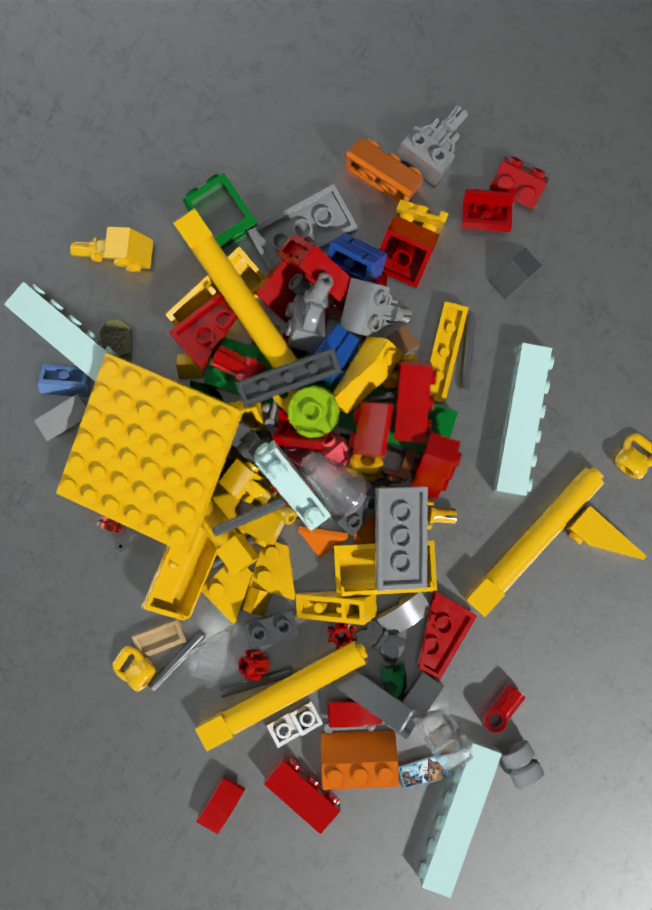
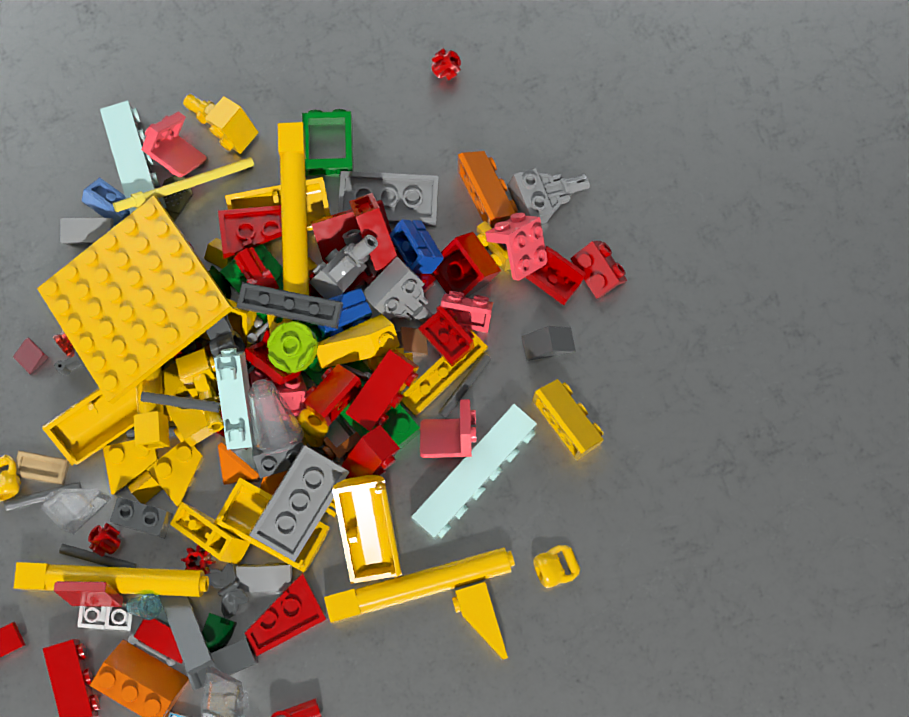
camera: 30 degrees right, 10 degrees down
(87, 552) = (30, 356): none -> slope
(89, 302) = (170, 149): none -> coral bracket
(94, 362) = (139, 198): none -> light yellow bar
(274, 719) = (88, 594): none -> tile
(277, 79) = (446, 64): none -> red gear
(325, 699) = (144, 606): none -> clear light blue cone
(431, 318) = (447, 335): none -> red bracket
(432, 288) = (470, 312): none -> coral bracket
(445, 193) = (523, 241): none -> coral bracket
(469, 522) = (366, 528): none -> yellow container
(485, 402) = (449, 436): none -> coral bracket
(574, 328) = (568, 418): none -> yellow slope

